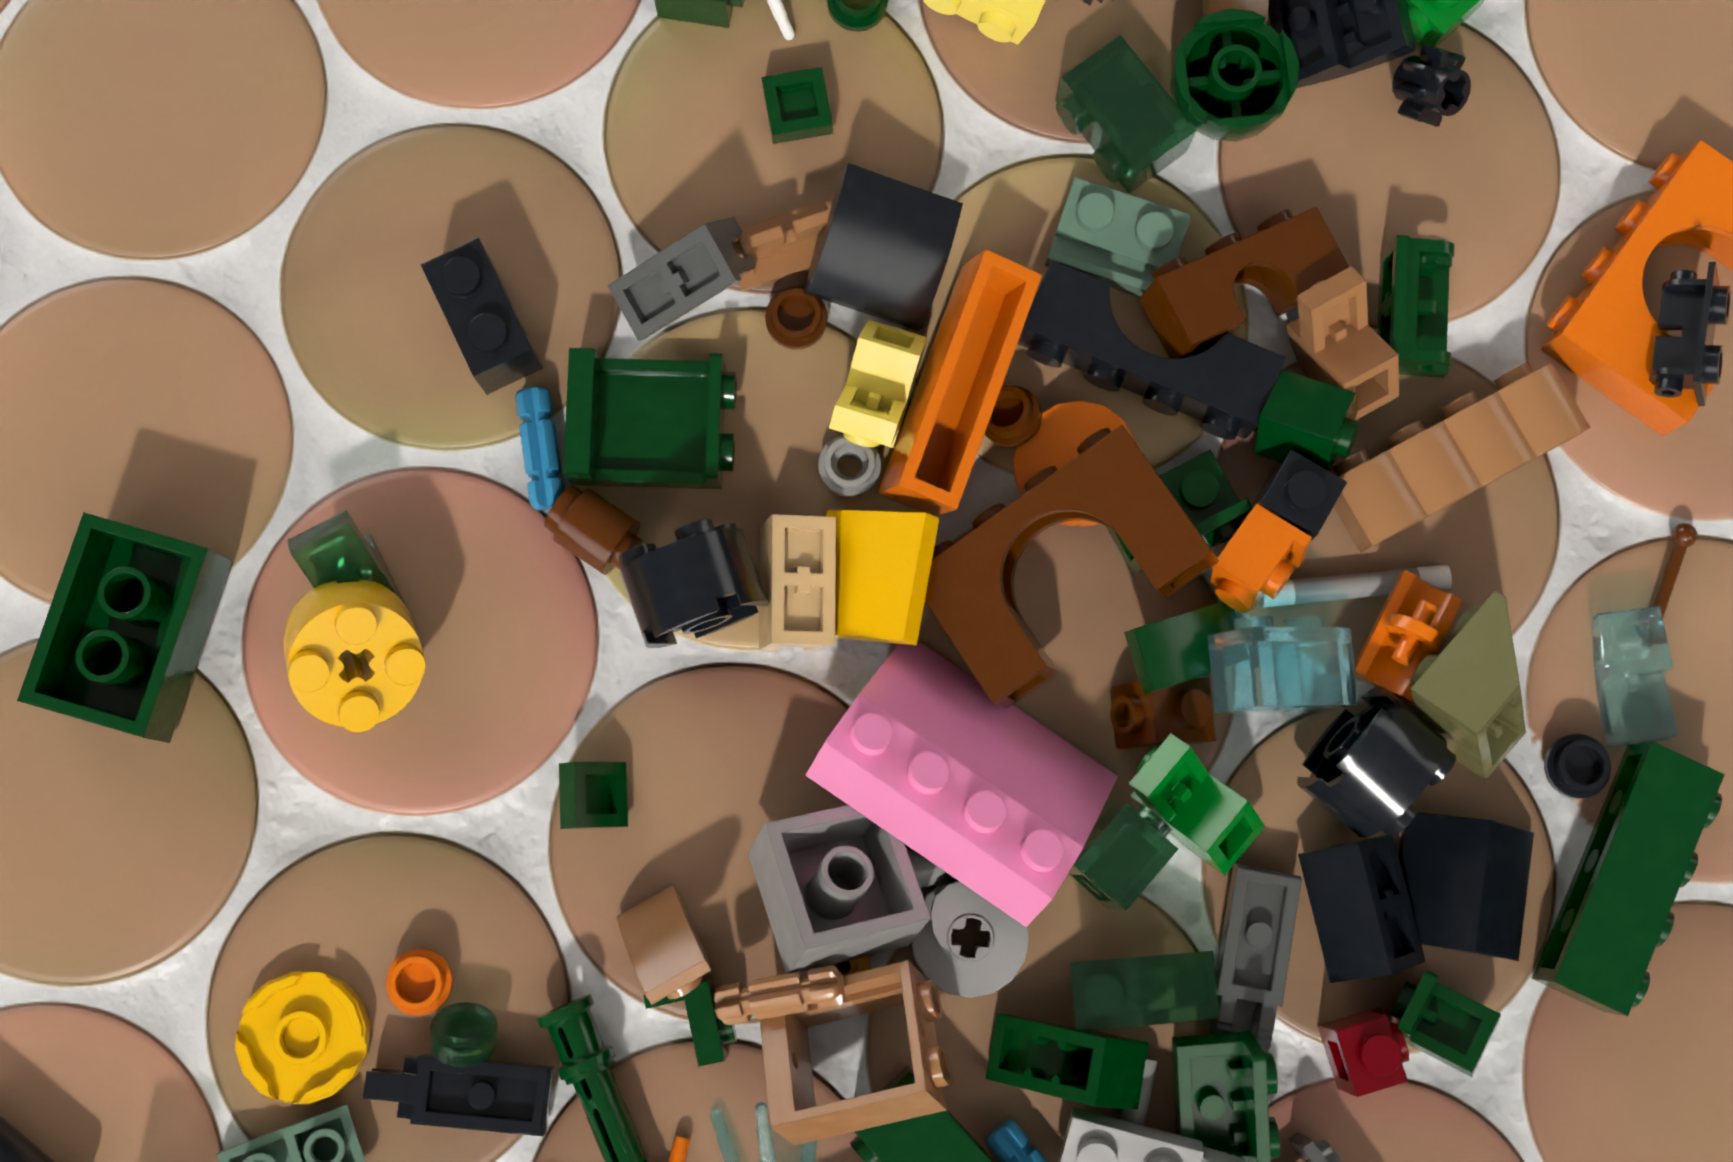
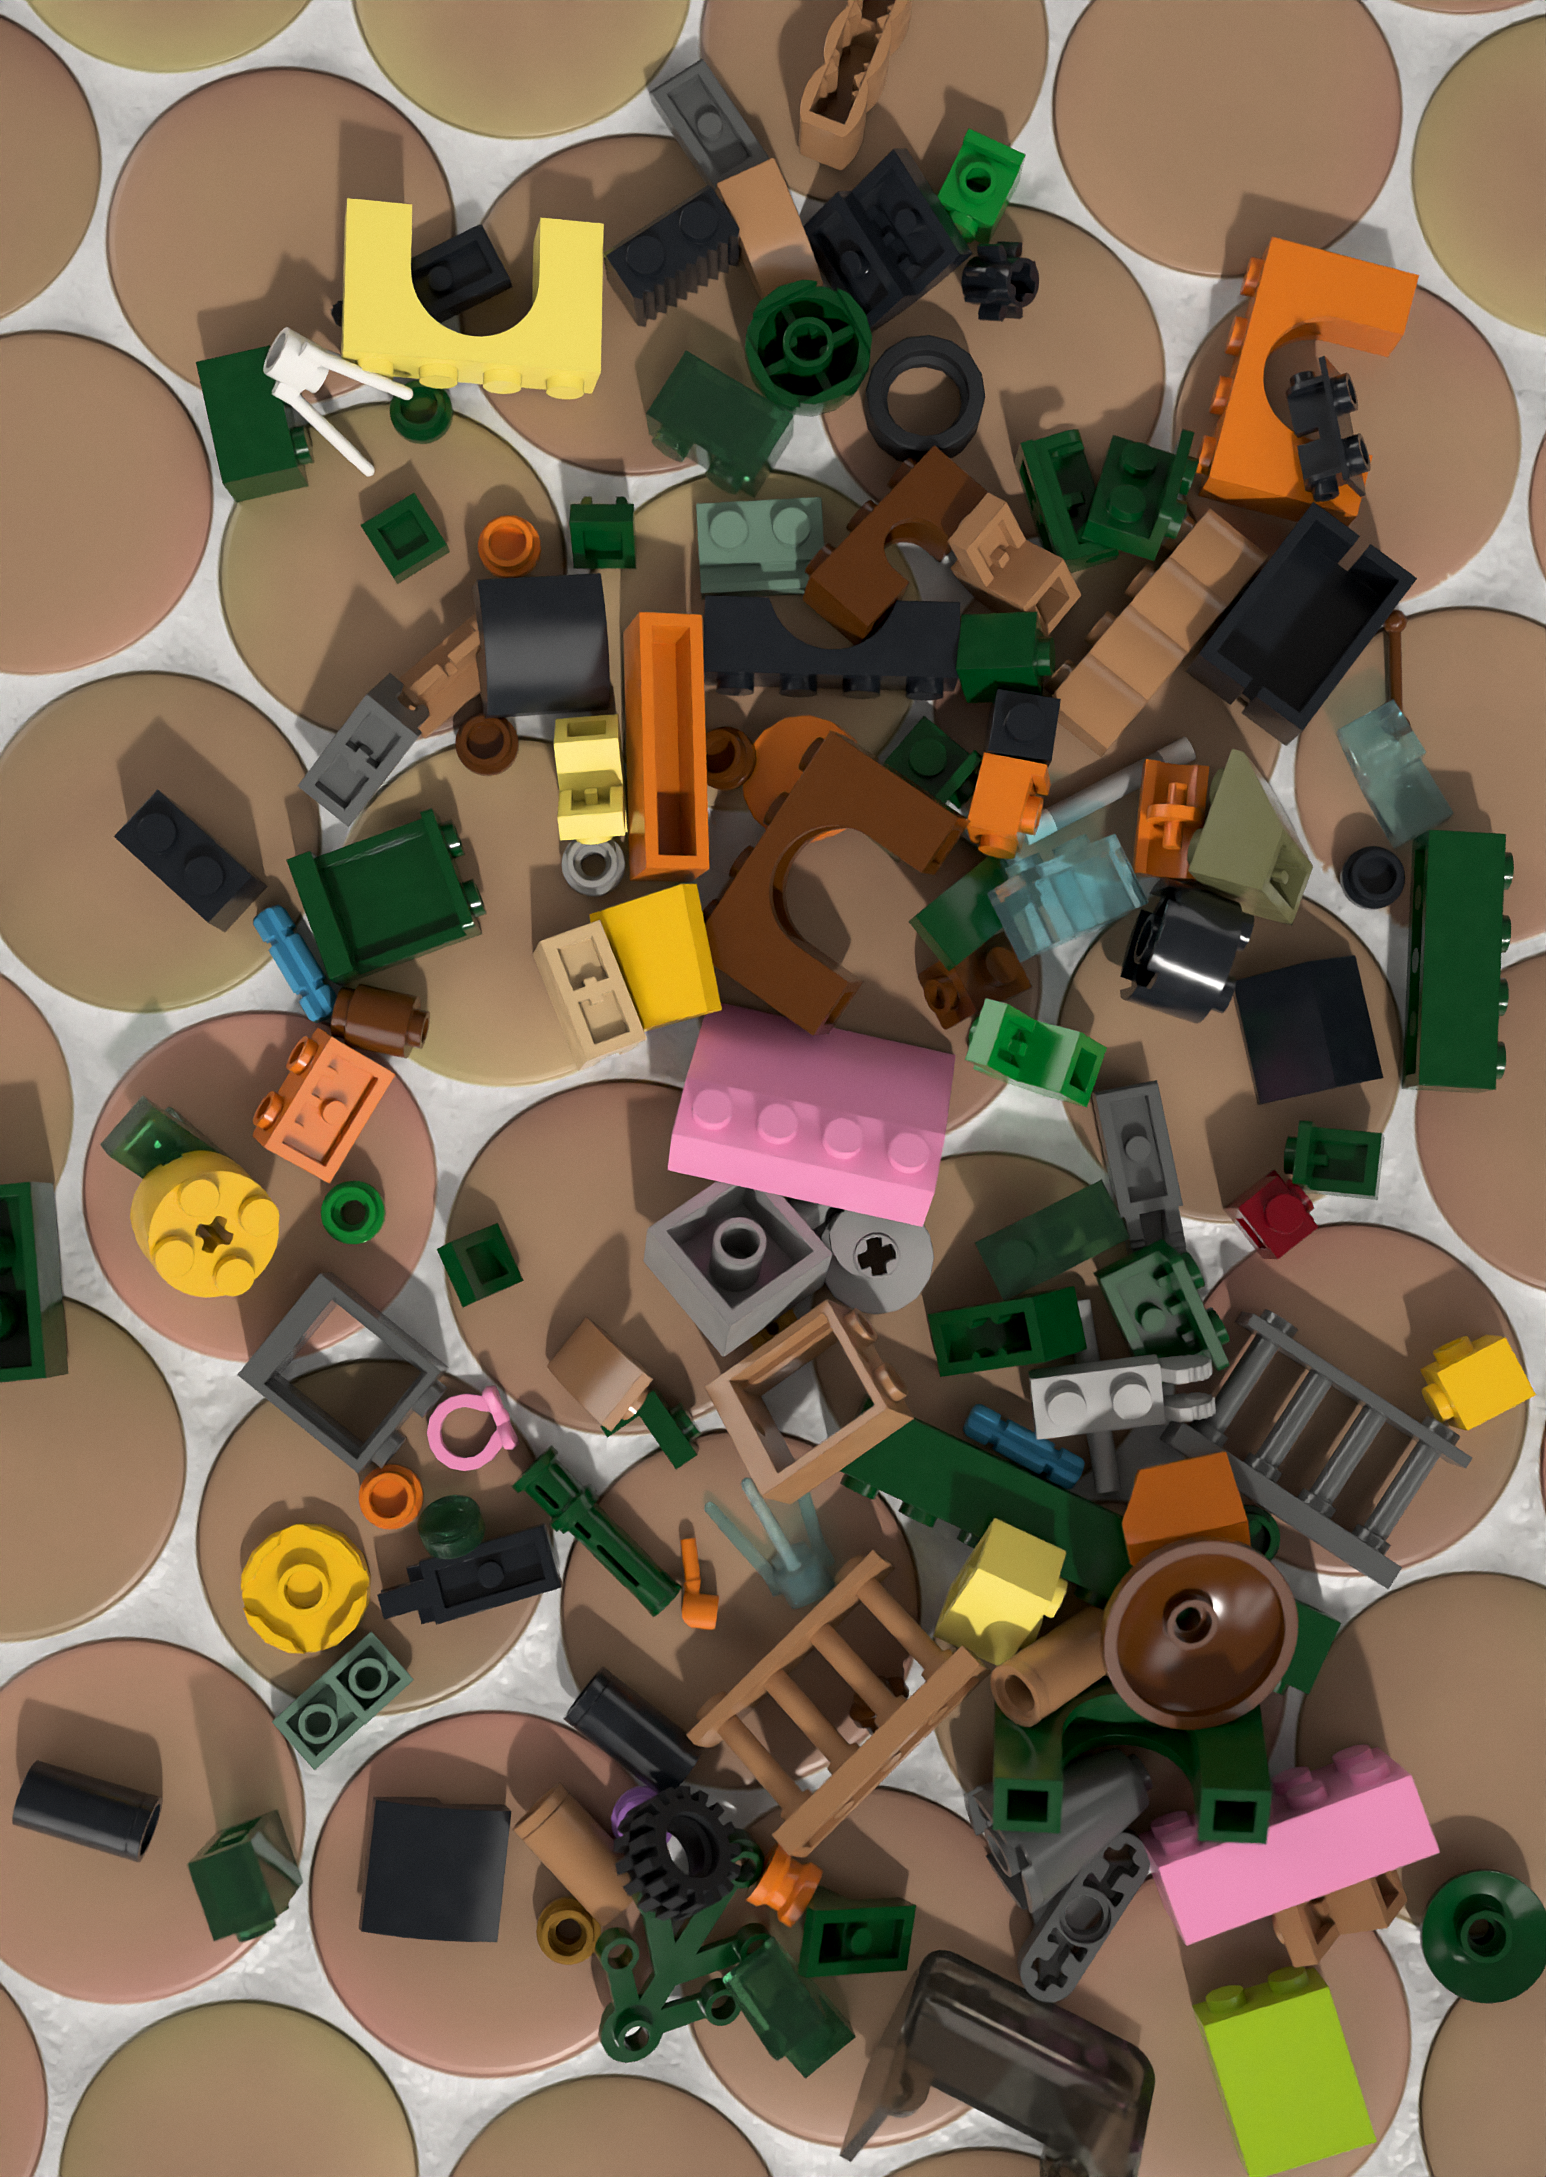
camera: 20 degrees left, 5 degrees up
(388, 791) = (294, 1331): none -> dark grey window
(476, 698) = (333, 1212): none -> green plate
(507, 586) = (320, 1104): none -> orange bracket
(548, 968) = (502, 1437): none -> bright pink piece
(692, 583) = (492, 1035): black brick -> none
(779, 995) = (723, 1376): medium nougat axle -> none
(888, 149) = (509, 547): none -> orange plate
(978, 171) = (603, 535): none -> dark green tile
(1123, 855) = (984, 1126): clear green brick -> none
(1345, 128) = (934, 354): none -> black tyre
(1362, 909) = (1222, 1087): black hinge -> none
(1490, 326) = (1139, 495): none -> dark green bracket
(1597, 503) = (1300, 625): none -> black piece

